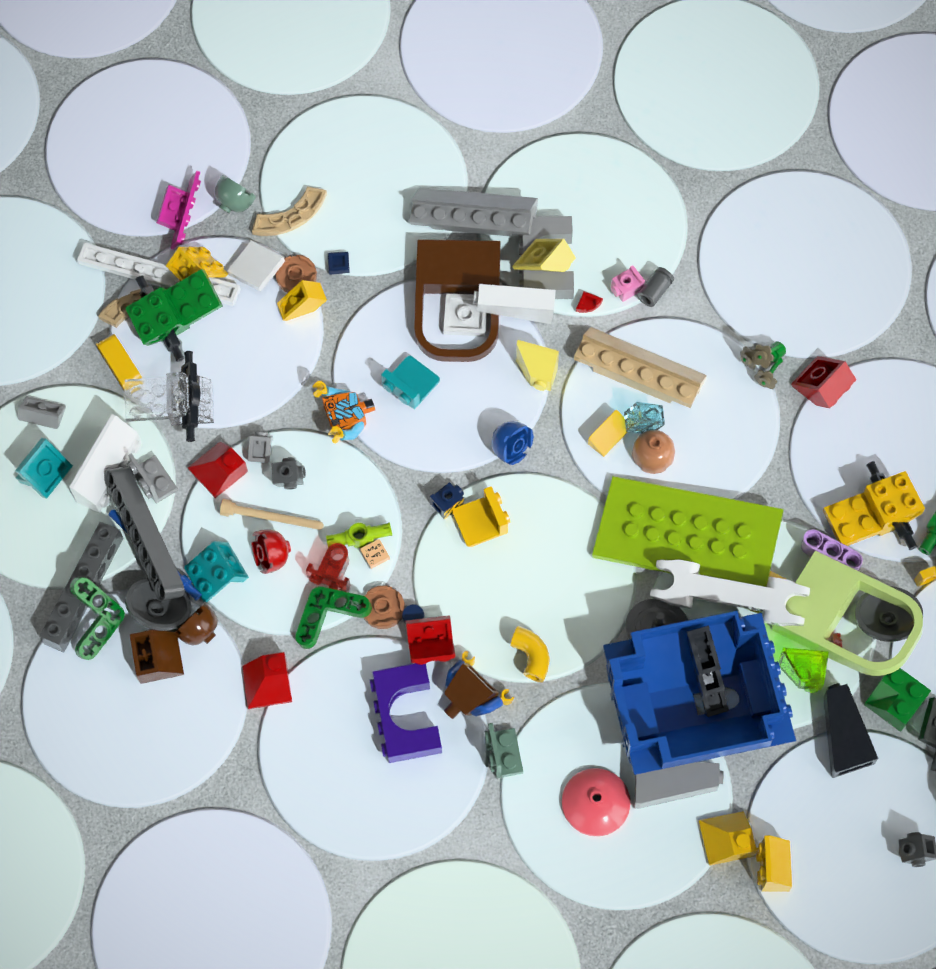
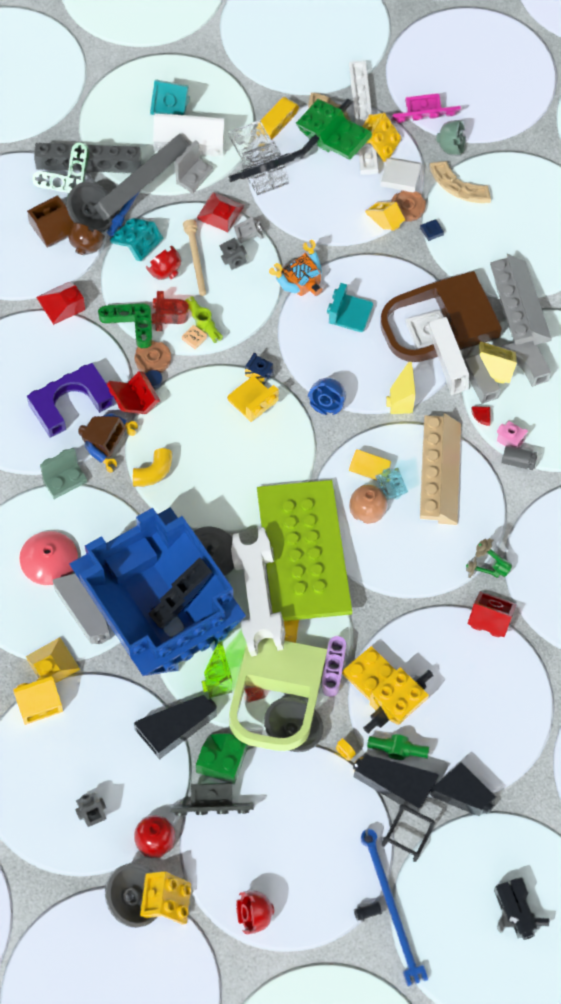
camera: 65 degrees right, 5 degrees down
(41, 412) = (217, 86): light grey slope -> none

